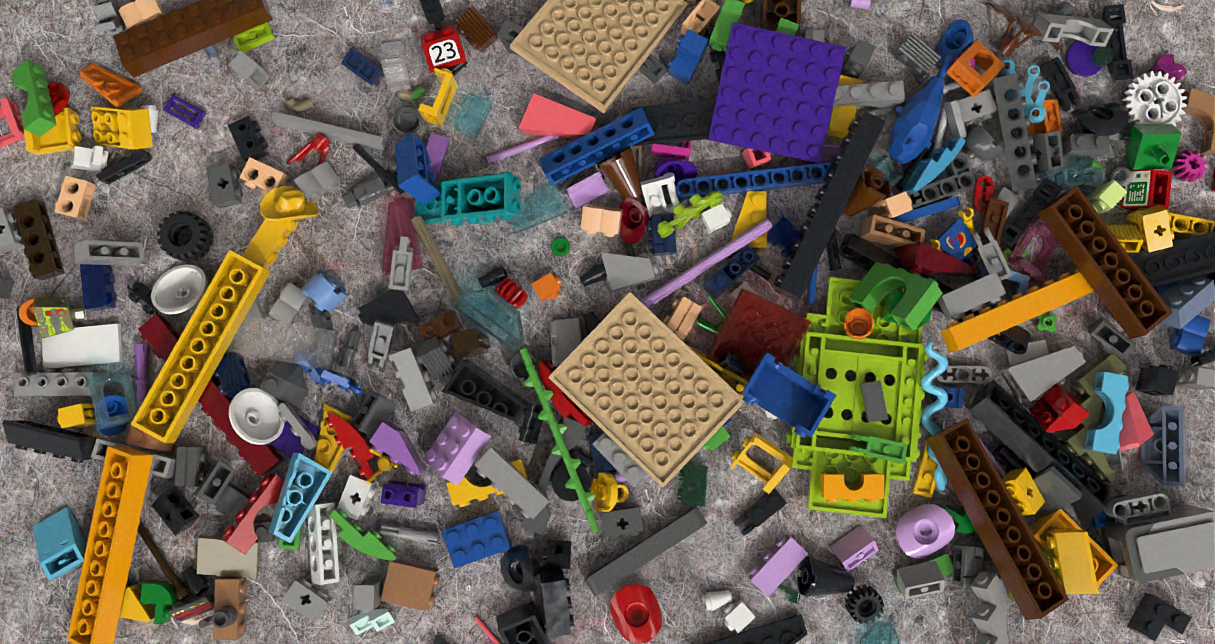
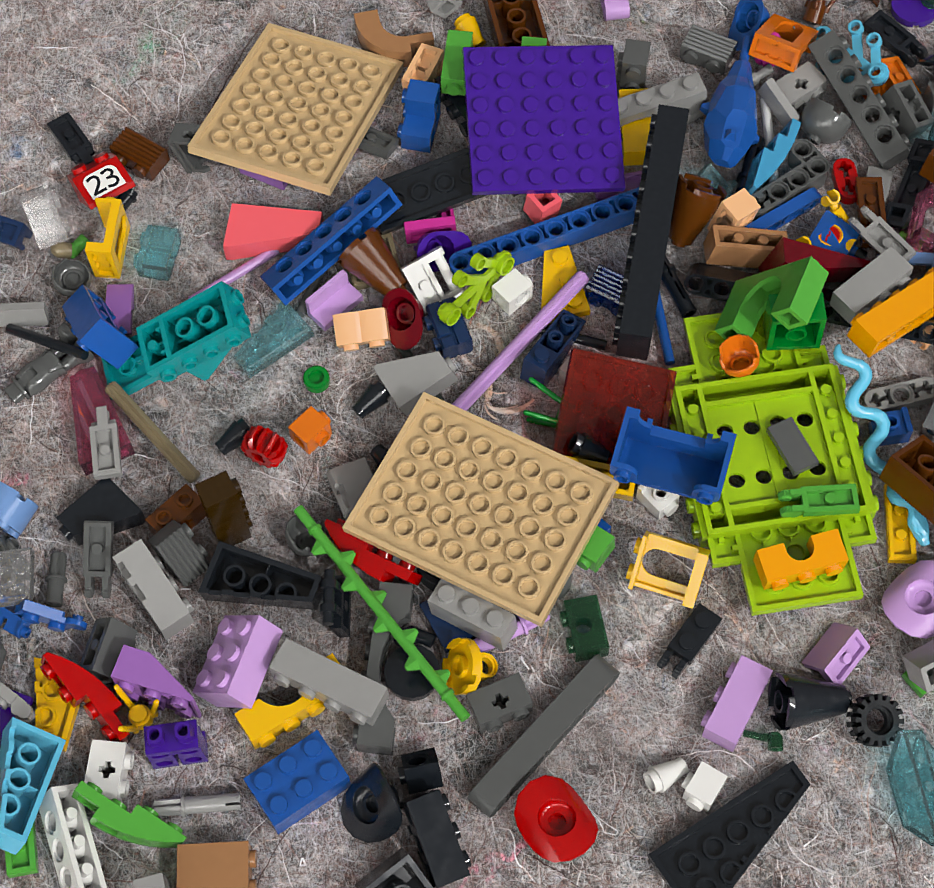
camera: 15 degrees left, 20 degrees down
(493, 316) = (258, 472): clear light blue wedge -> none
(683, 317) = (507, 410): light nougat brick -> none

